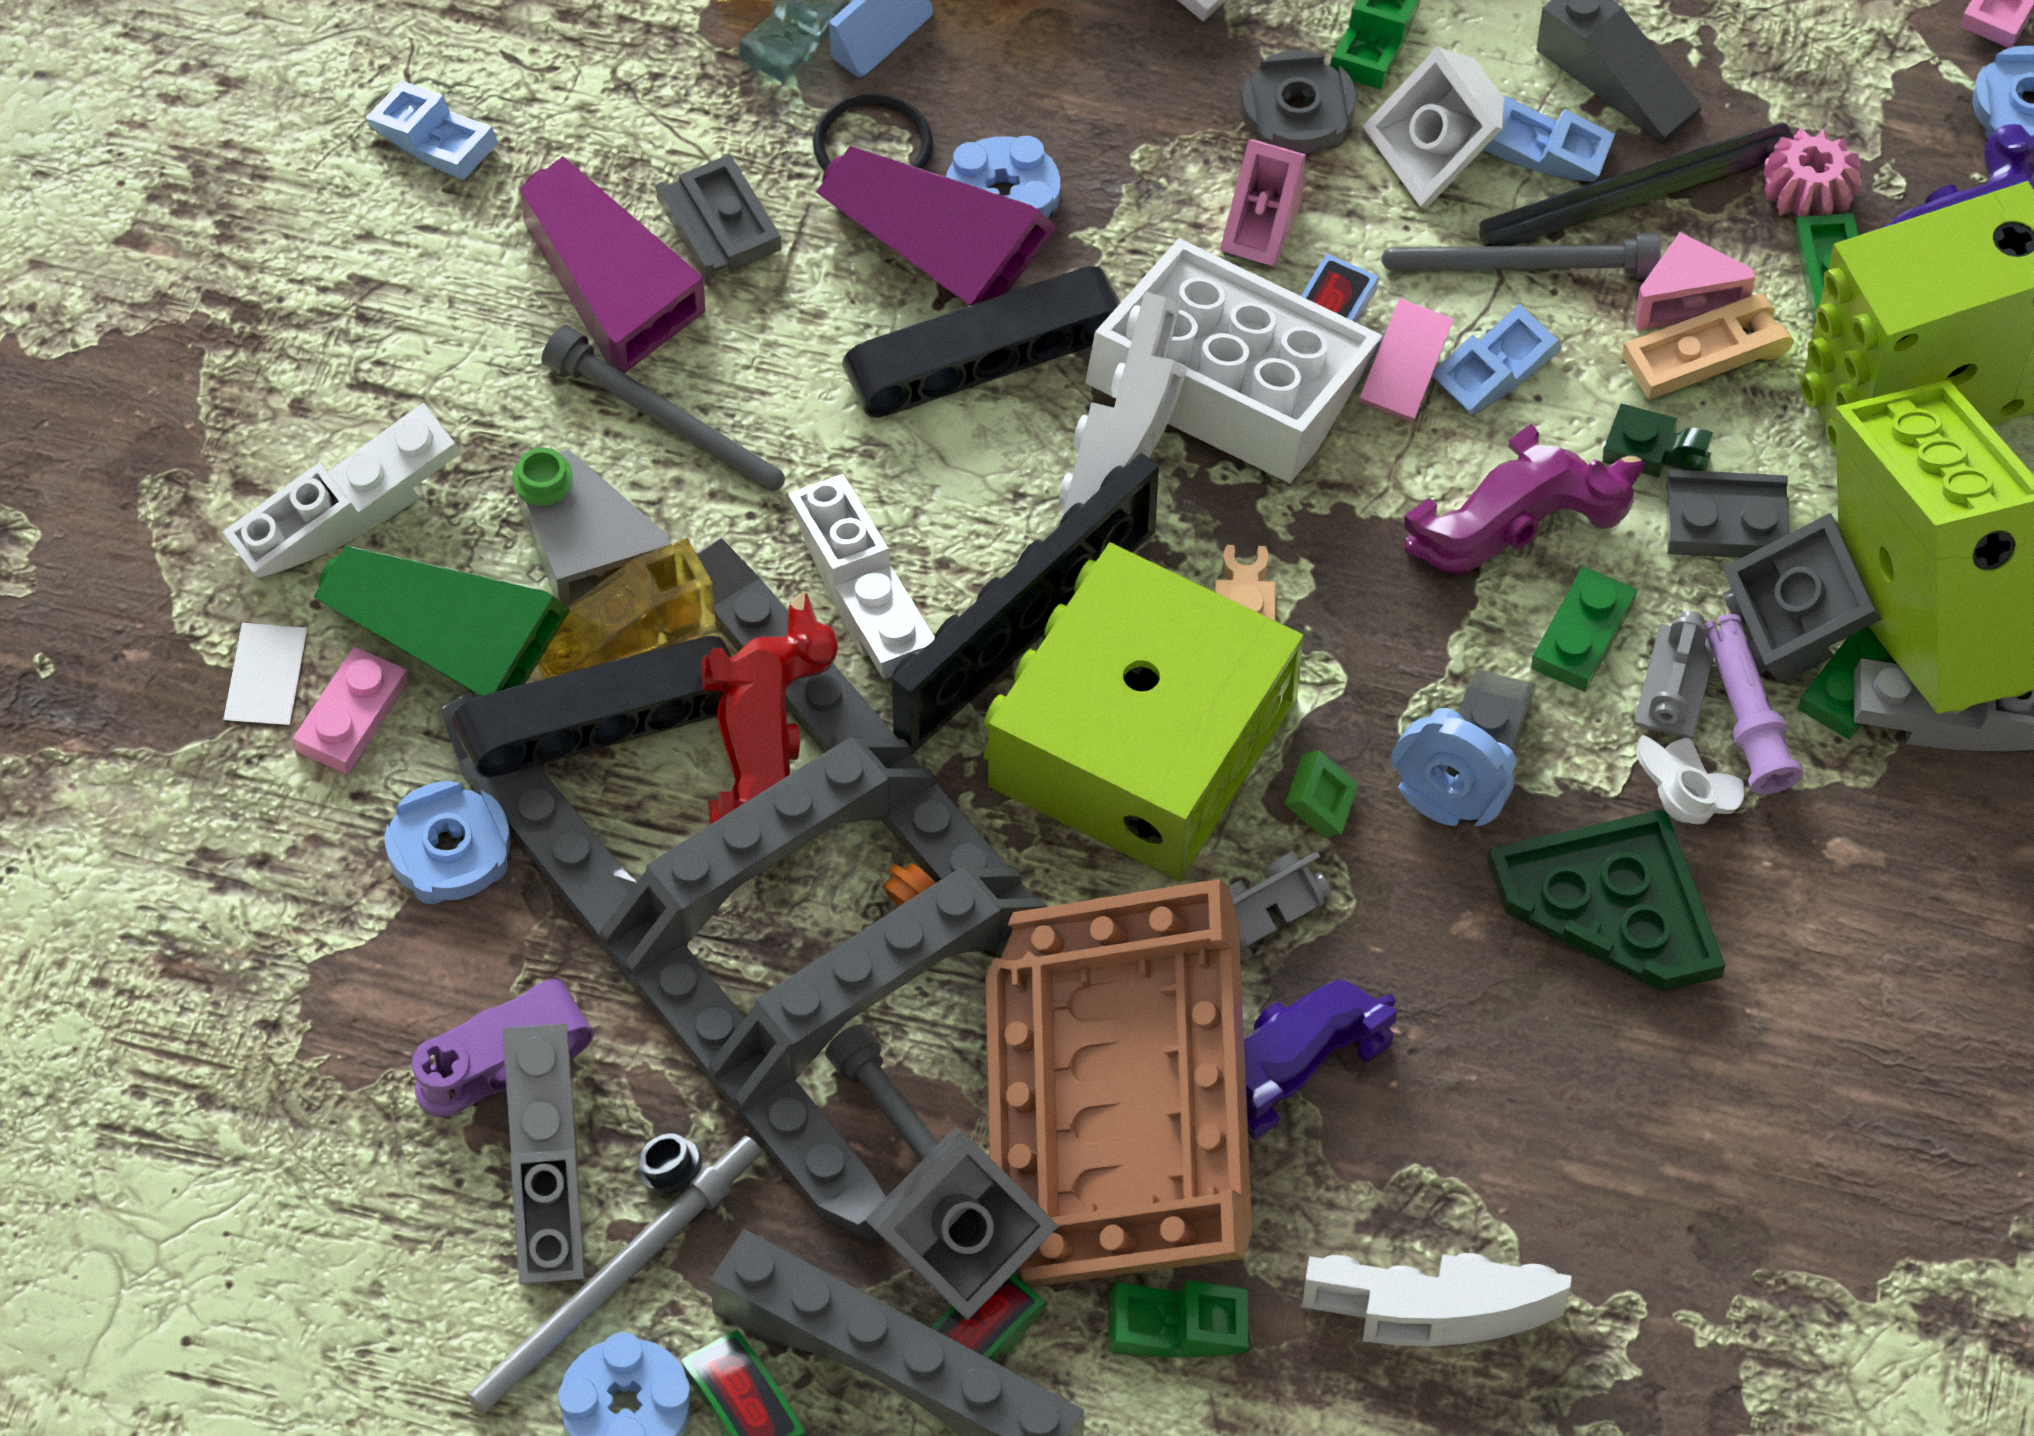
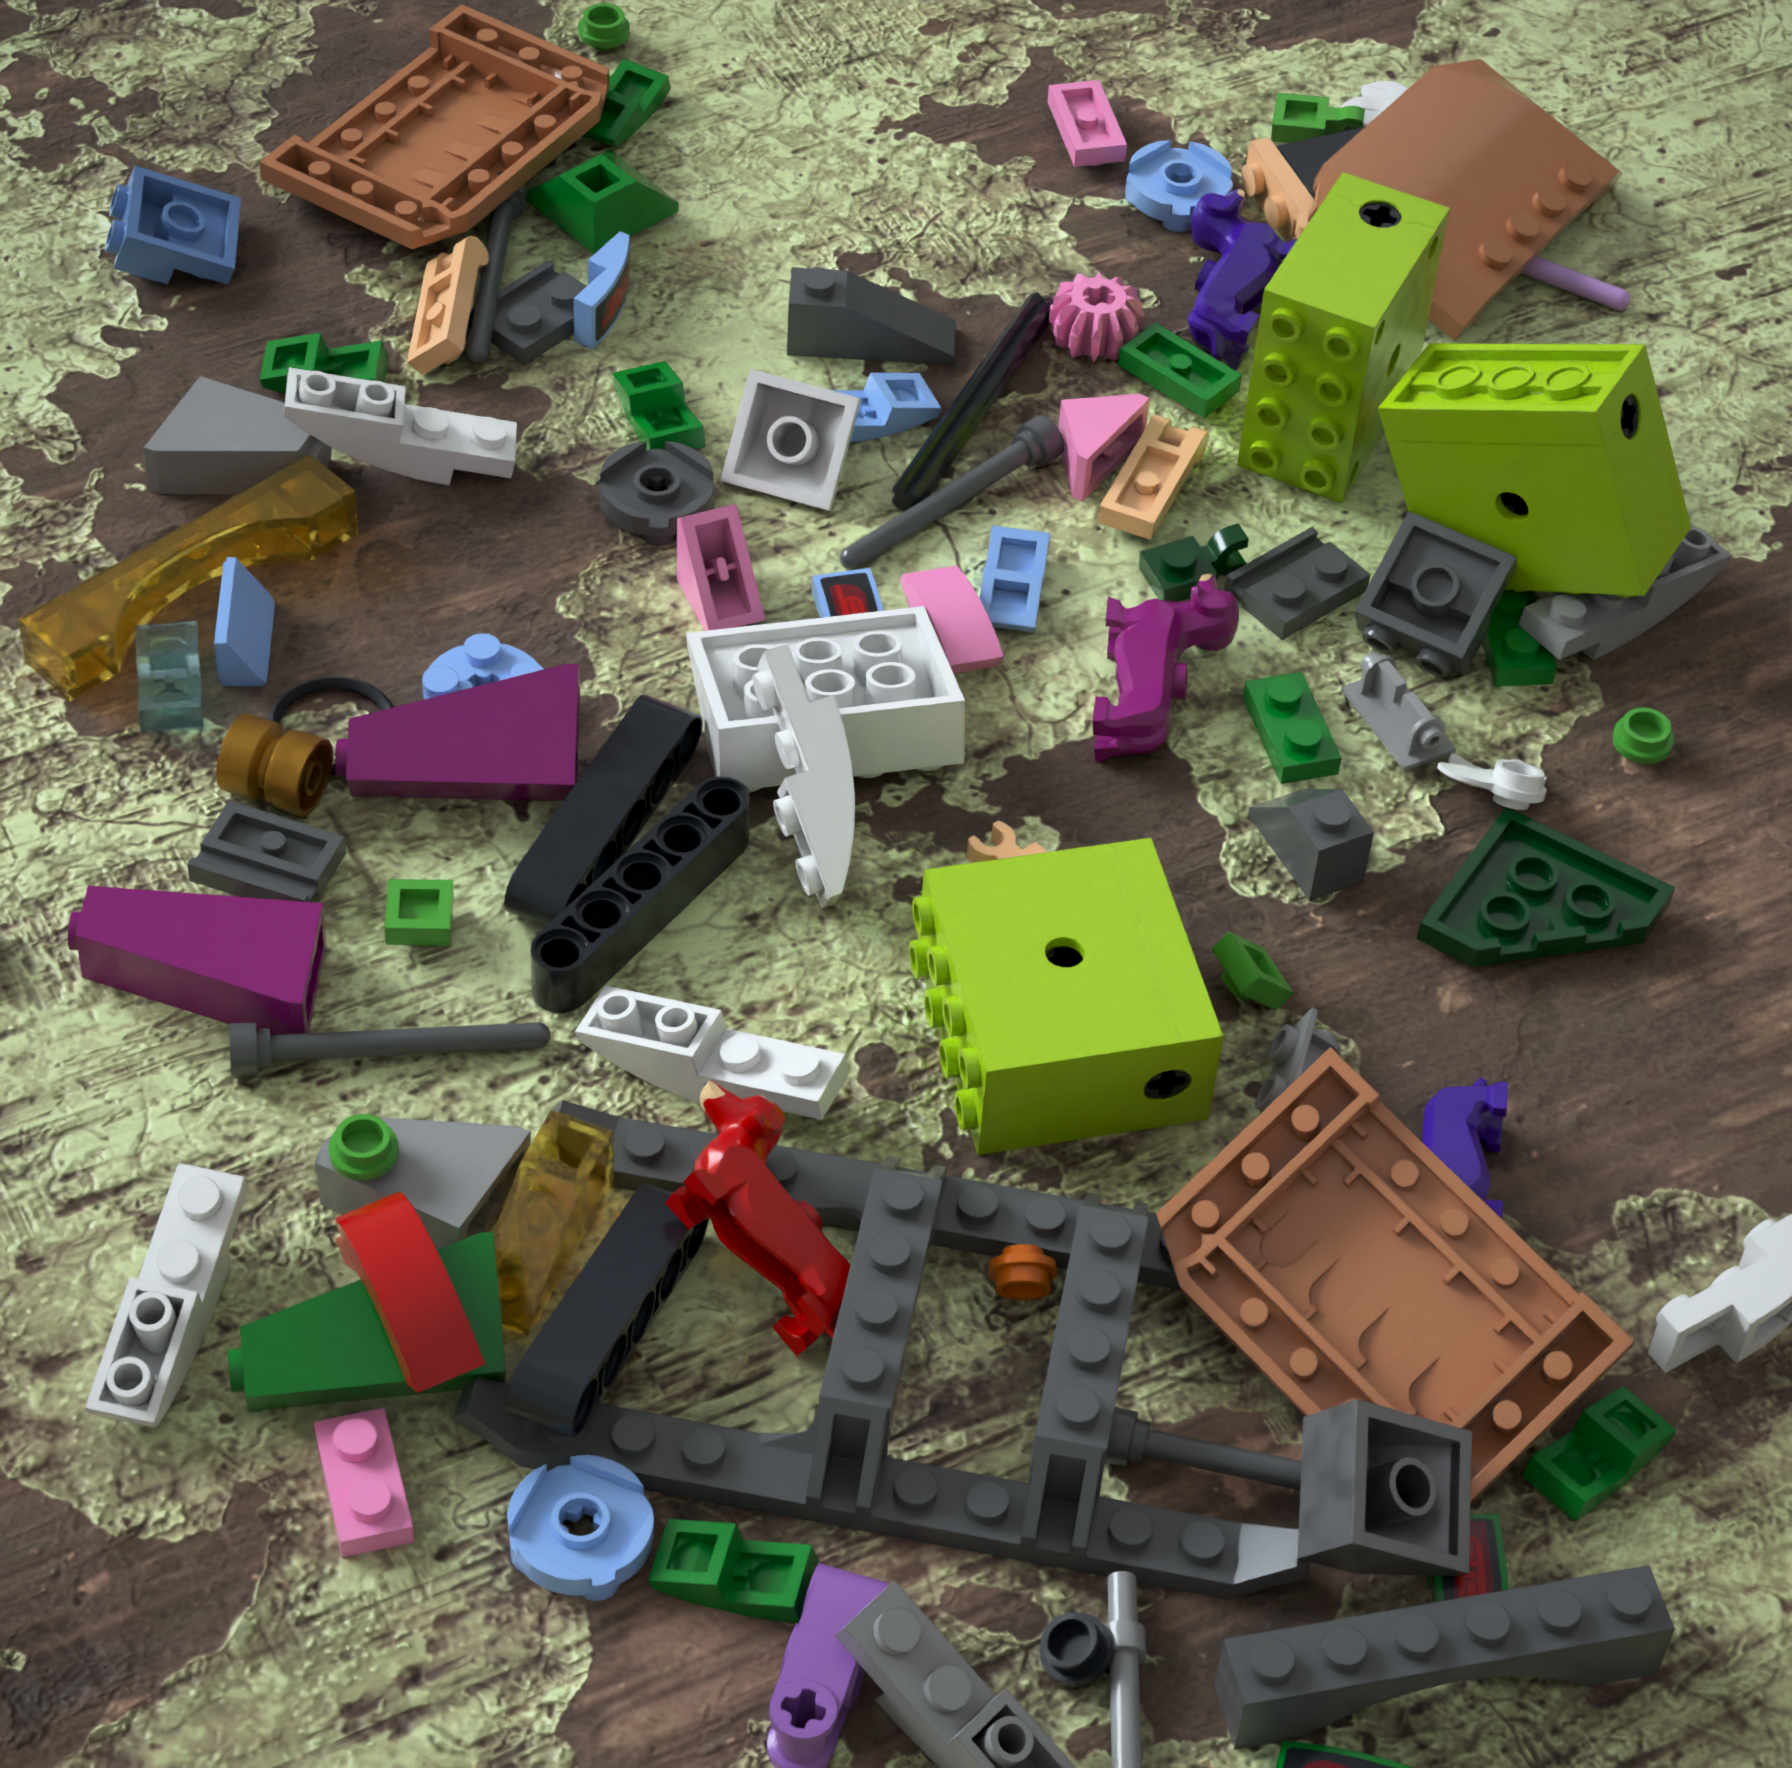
camera: 45 degrees left, 10 degrees down
(265, 674) = (242, 1510): white sticker -> none
(454, 593) = (409, 1290): none -> red arch
(512, 940) = (722, 1571): none -> green slope
(779, 329) = (419, 912): none -> bright green plate
(785, 146) = (266, 762): none -> pearl gold wheel
(922, 440) = (639, 895): none -> black beam
(1016, 608) = (875, 978): black plate -> none
(1449, 740) = (1324, 853): light blue plate -> none
(1758, 728) = (1499, 709): lavender pin -> none
(1860, 833) = (1643, 736): none -> bright green plate

